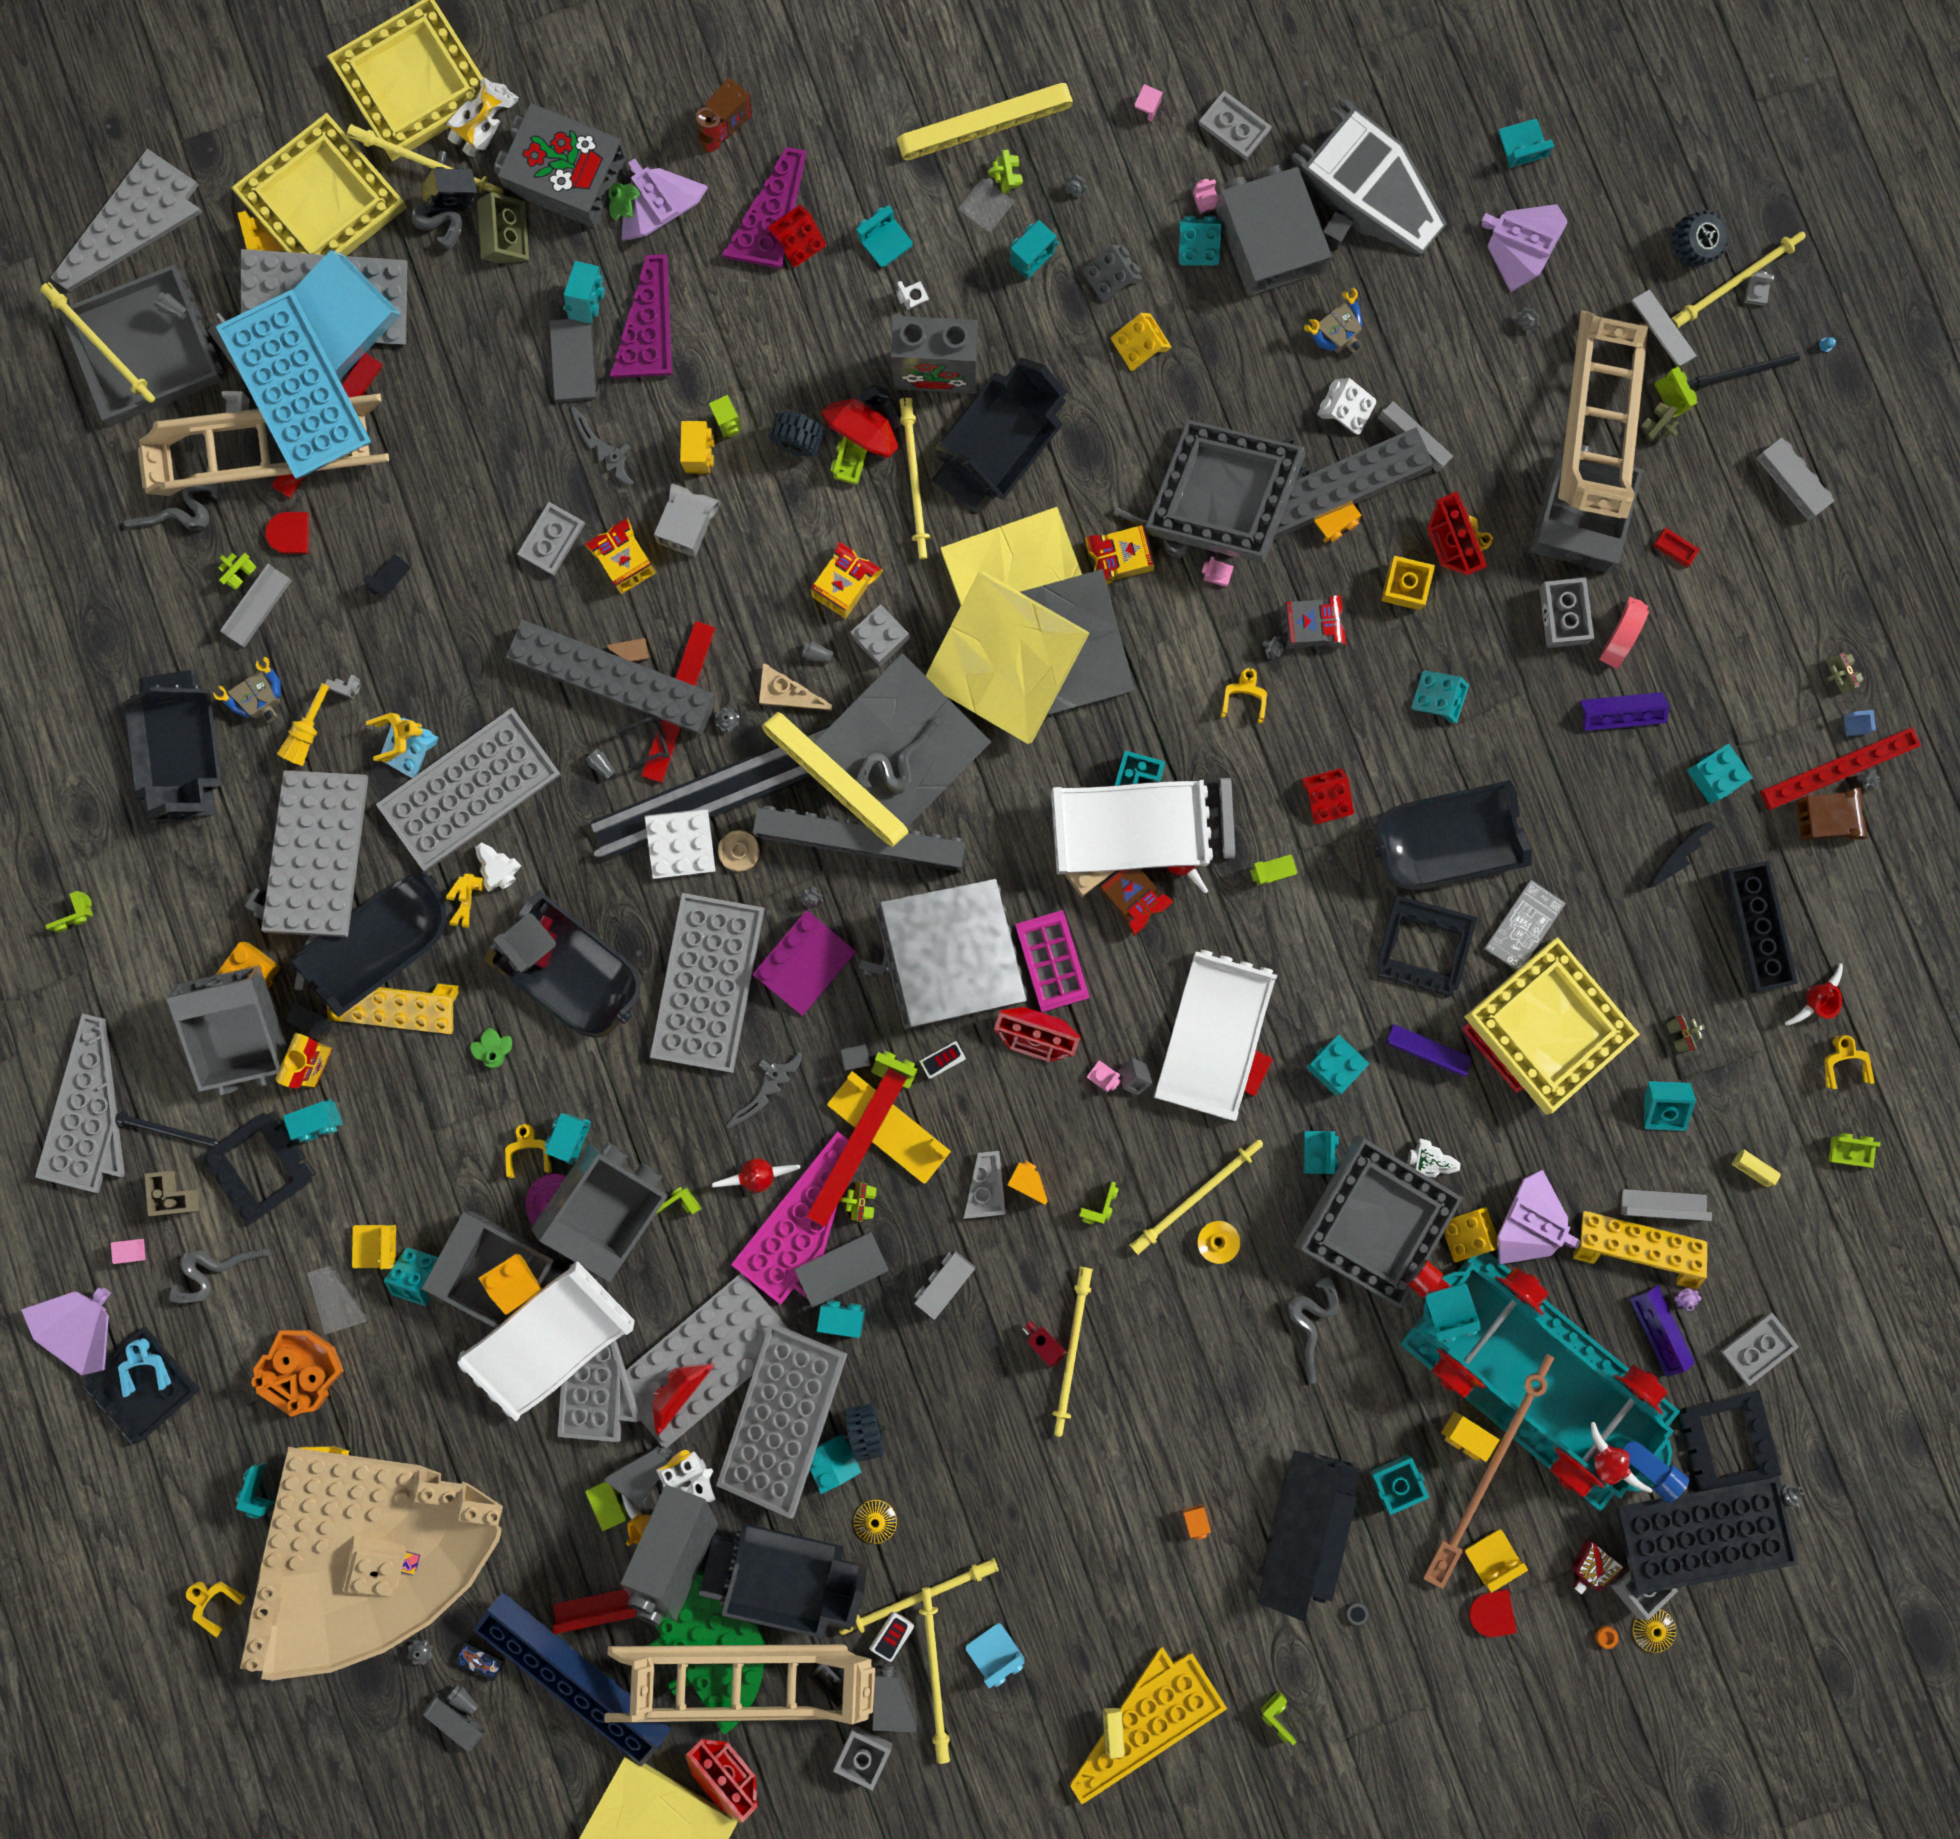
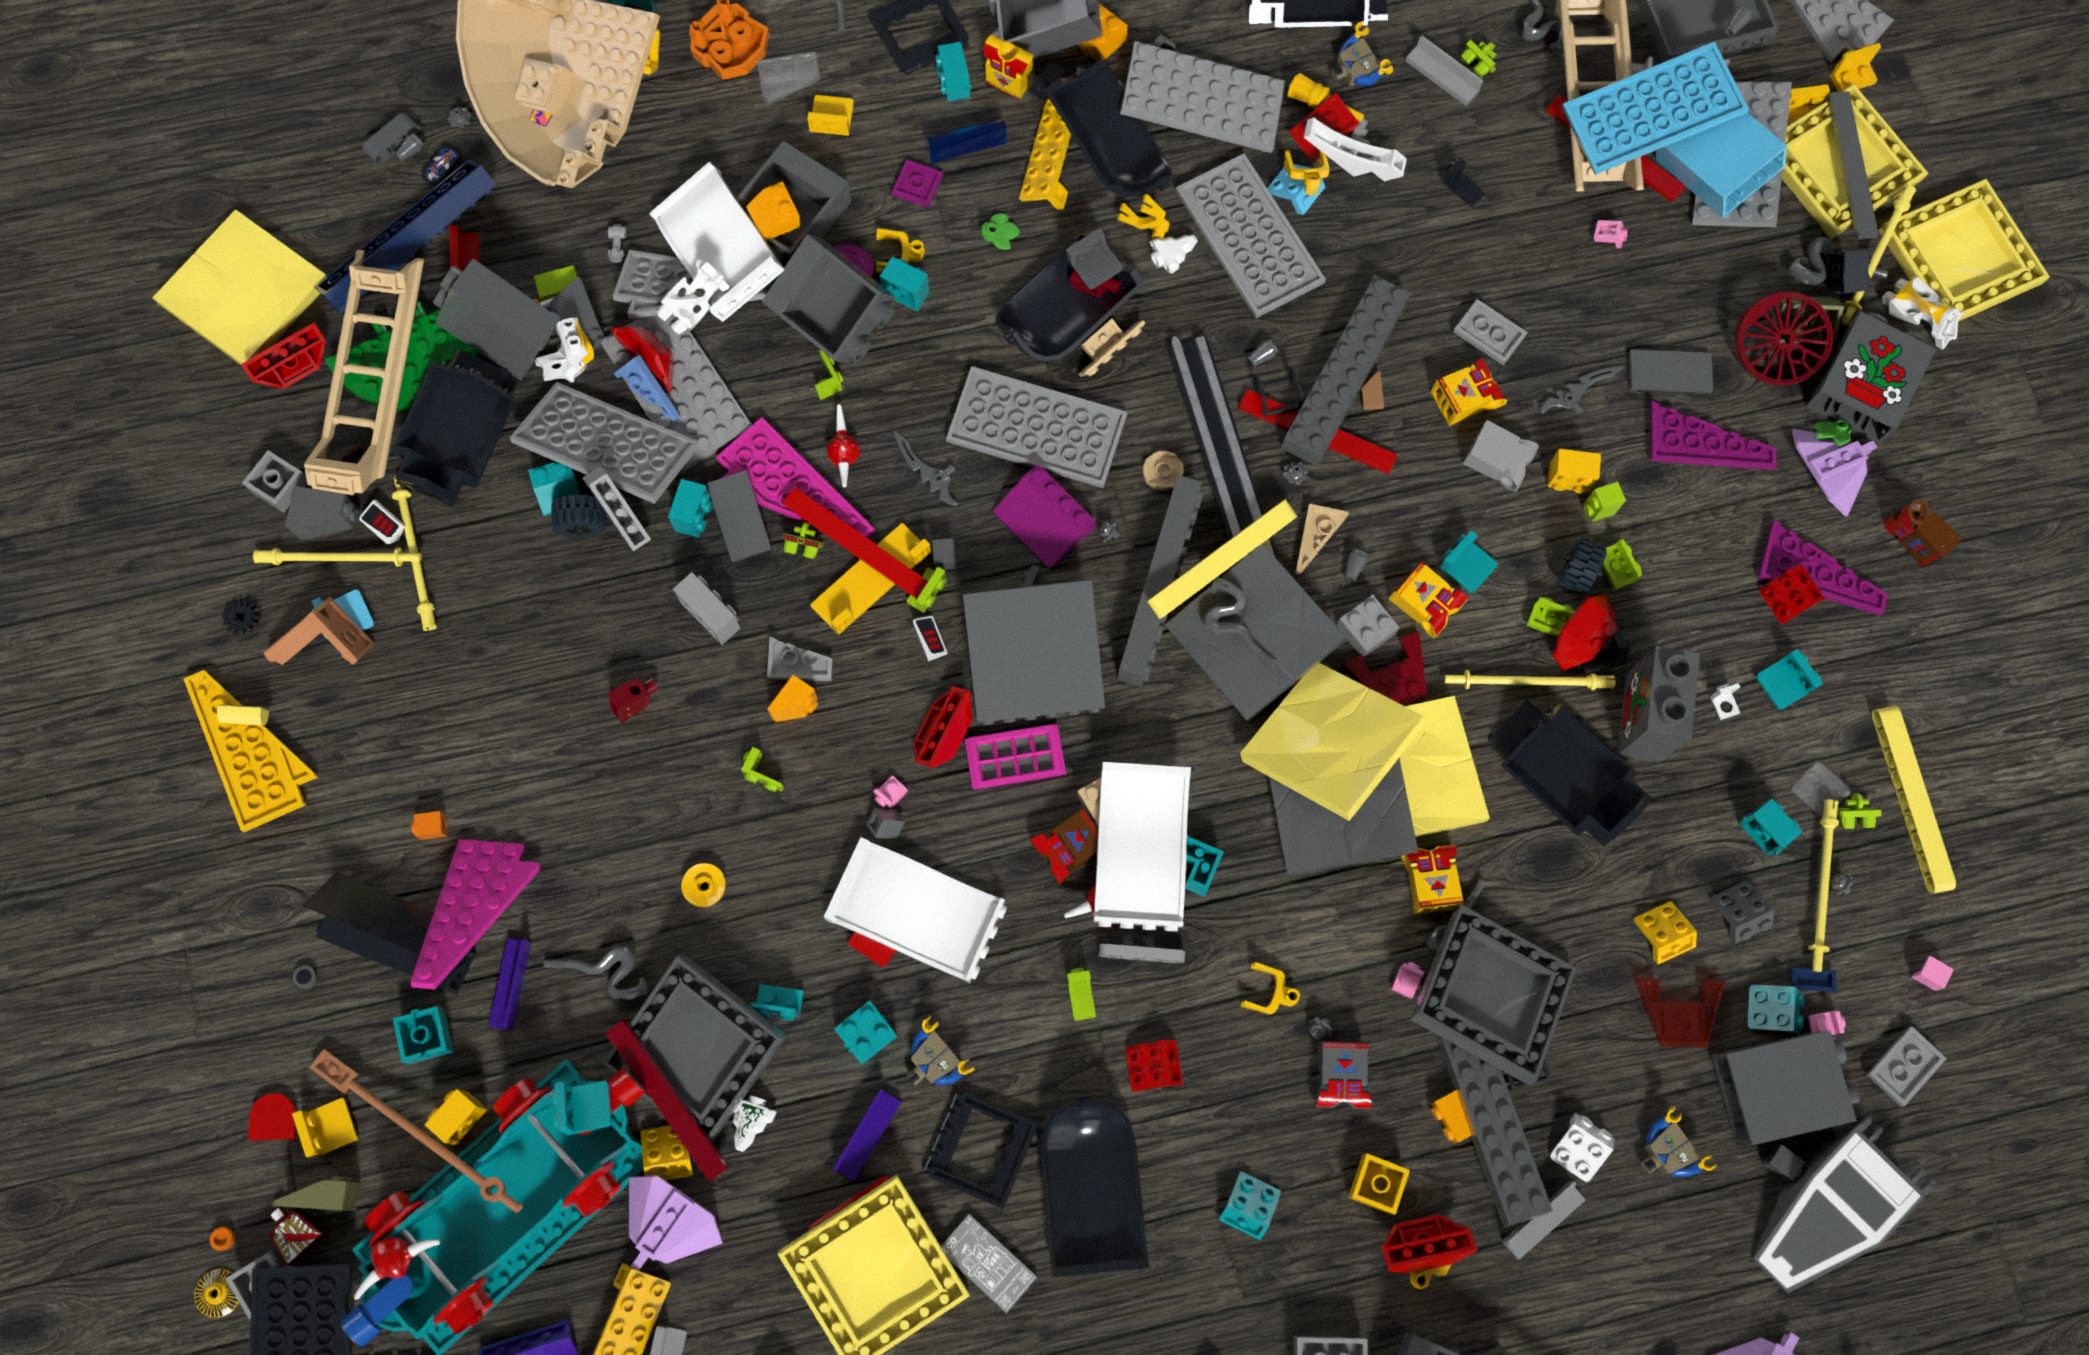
camera: 95 degrees right, 10 degrees down
(214, 187) = (1855, 68): none -> yellow bracket
(289, 532) = (1512, 106): red tile -> none
(326, 187) = (1852, 165): none -> dark grey tile
(339, 723) = (1330, 113): none -> red tile
(370, 688) = (1353, 155): none -> white arch
(390, 1097) = (966, 140): none -> clear blue brick
(410, 1275) = (800, 136): teal bracket -> none
(426, 425) = (1610, 232): none -> bright pink bracket
(444, 1143) = (917, 183): none -> magenta tile
(504, 274) = (1759, 309): none -> dark red piece
(539, 1453) = (616, 233): none -> light grey bar
(584, 292) = (1738, 382): teal brick -> none
(609, 923) = (1104, 342): none -> tan bracket
(627, 1363) = (682, 307): none -> white hips
(680, 843) = (1176, 414): white plate -> none
(714, 1387) = (646, 385): none -> medium blue wing
(788, 397) = (1620, 565): none -> lime bracket
(802, 543) = (1468, 563): none -> teal bracket
(855, 1392) = (616, 508): none -> light grey brick
(875, 1510) = (496, 531): dish -> none
(931, 602) = (1401, 681): none -> dark red wing
(1008, 1753) = (249, 617): none -> black gear
(1010, 1662) = (333, 624): none -> nougat piece
(1018, 196) = (1829, 822): none -> light yellow bar
(1082, 1289) = (679, 743): light yellow bar -> none
(1150, 1235) = (722, 818): light yellow bar -> none
(1166, 208) = (1815, 981): none -> dark blue tile
(1223, 323) = (1682, 1022): none -> clear red wing
(1257, 1457) = (475, 893): none -> dark pink wing
(1274, 1706) = (221, 873): lime bracket -> none
(1337, 1412) = (510, 984): none -> dark purple panel
(1352, 997) = (934, 1058): none -> torso
(1427, 1240) = (667, 1100): none -> dark red tile
(1559, 1542) = (336, 1194): none -> olive slope

